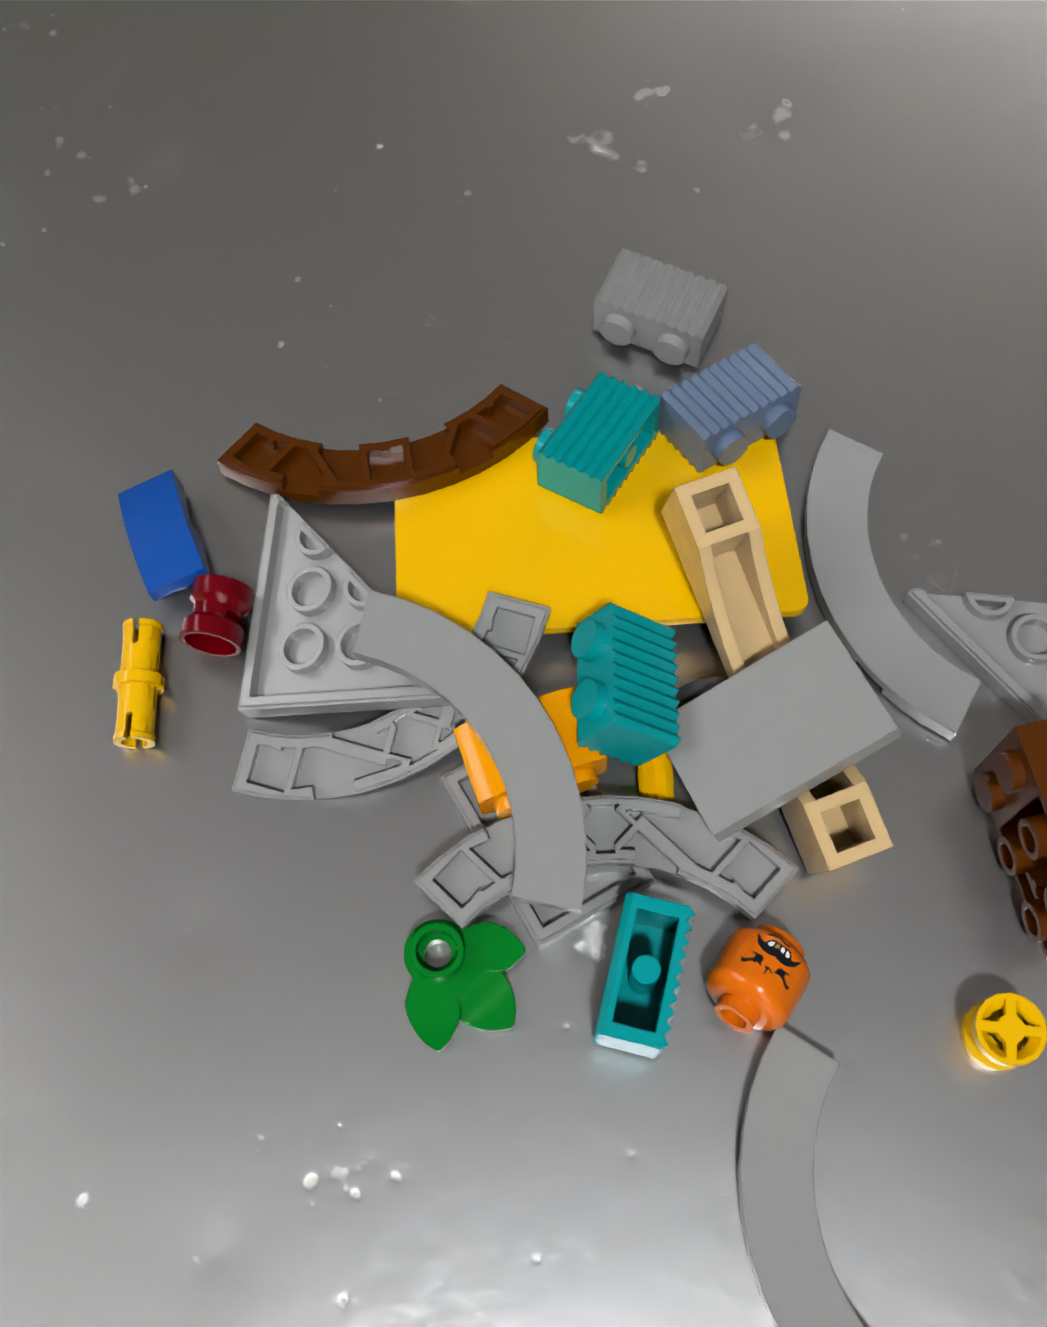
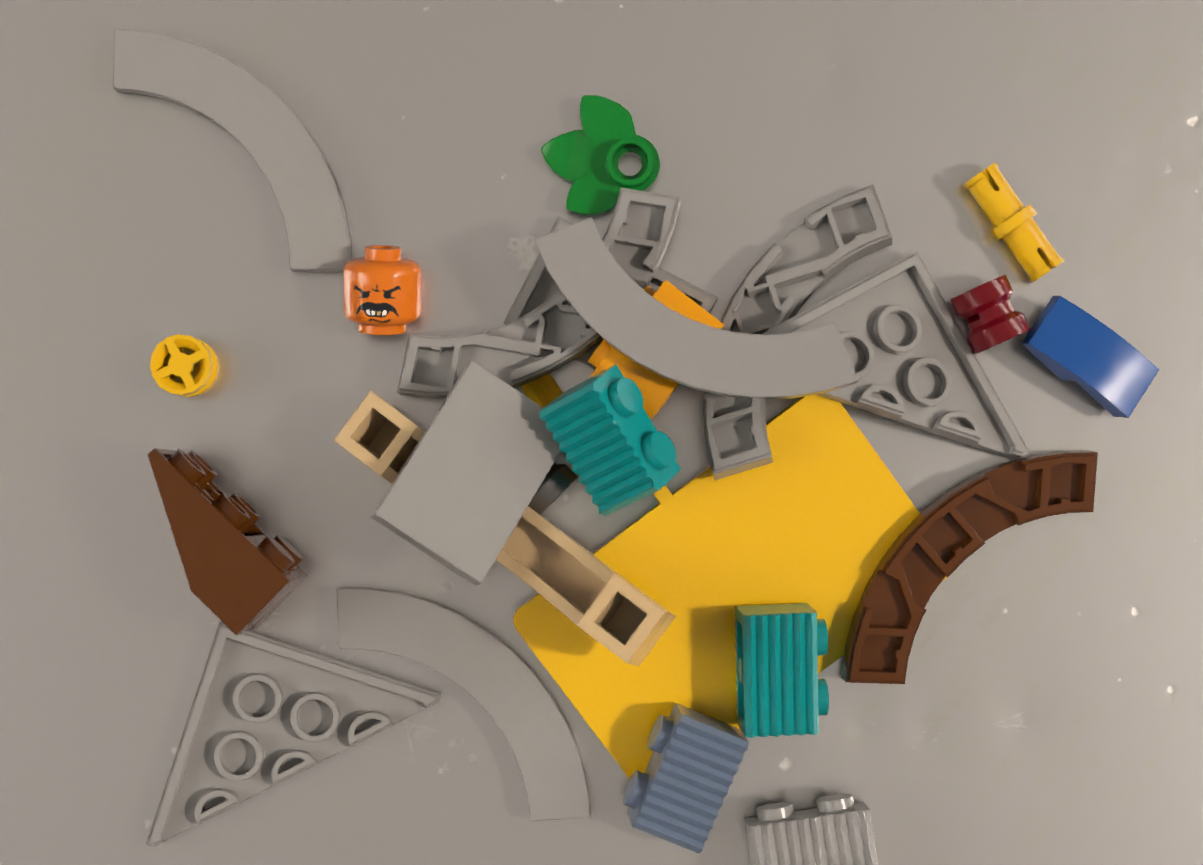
camera: 145 degrees right, 20 degrees up
(644, 975) = (464, 234): teal brick -> none

